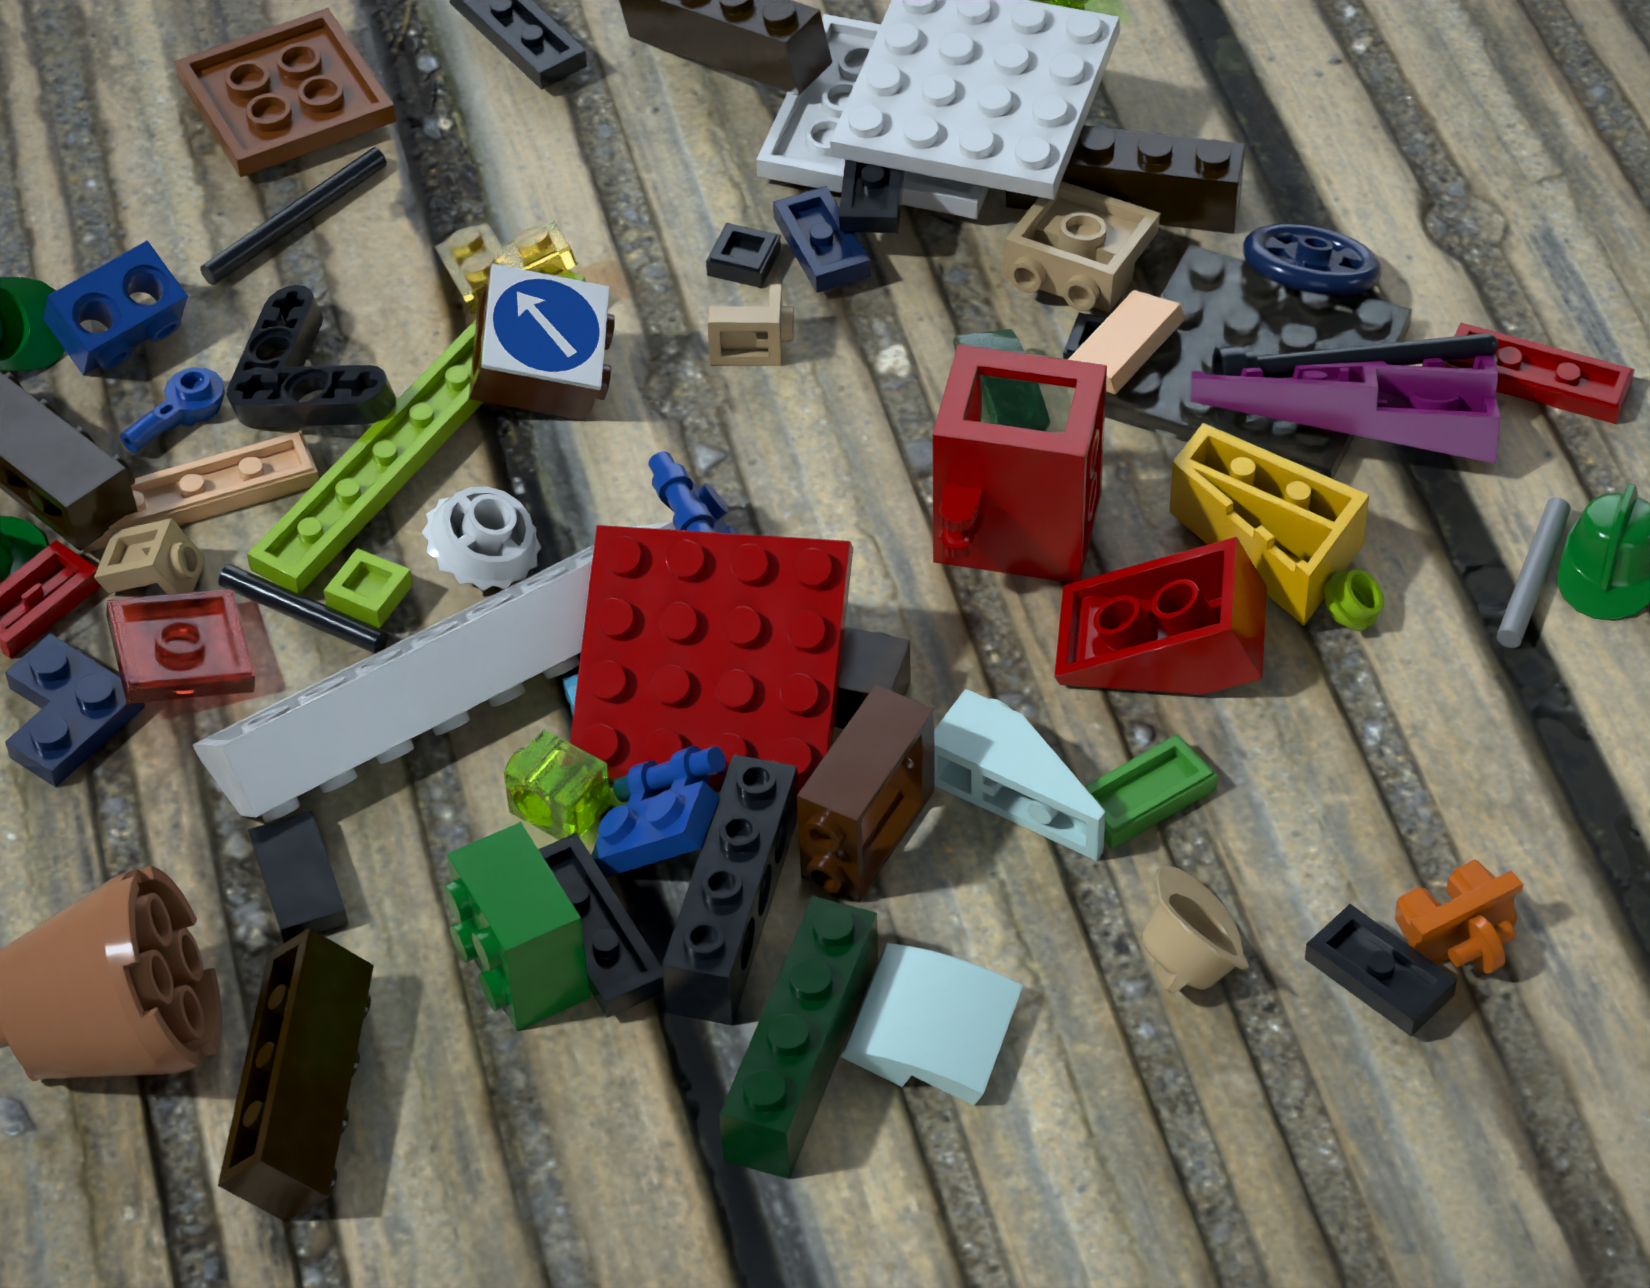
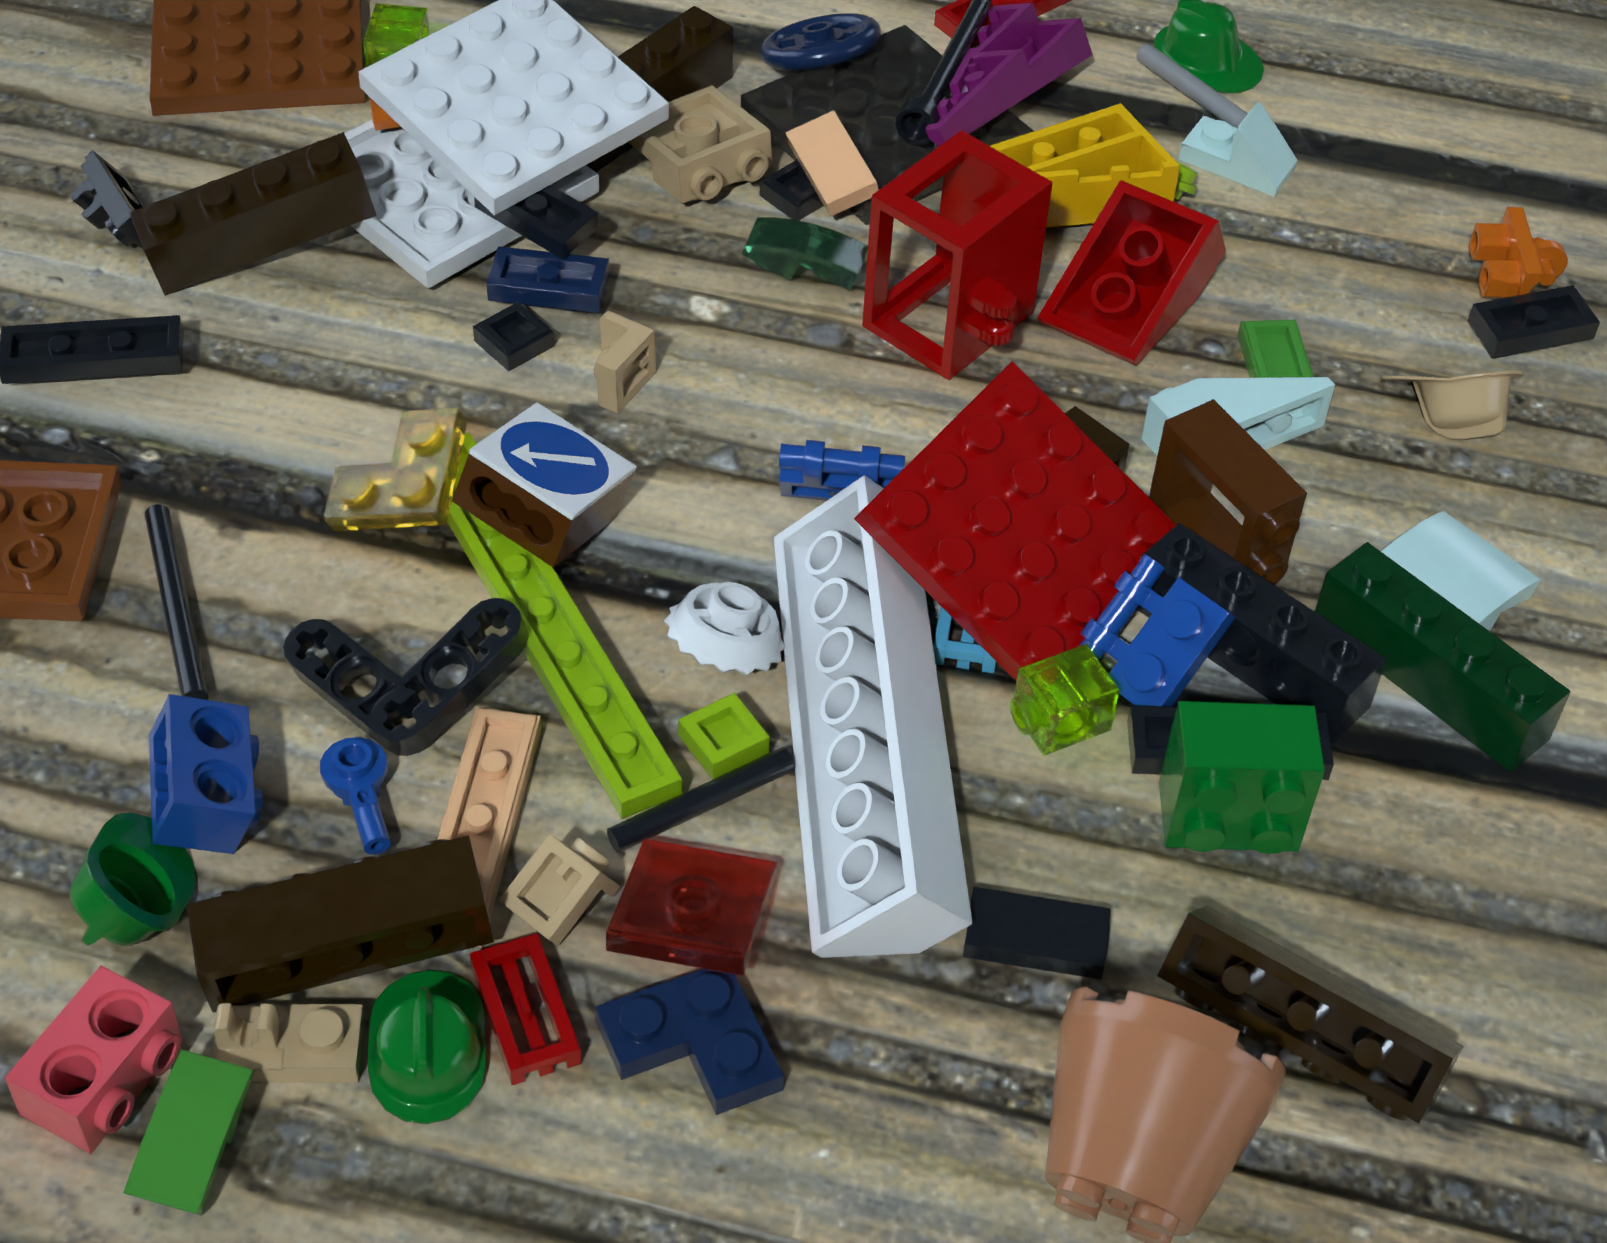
camera: 65 degrees left, 0 degrees up
(1455, 643) = (1247, 155): none -> light aqua slope

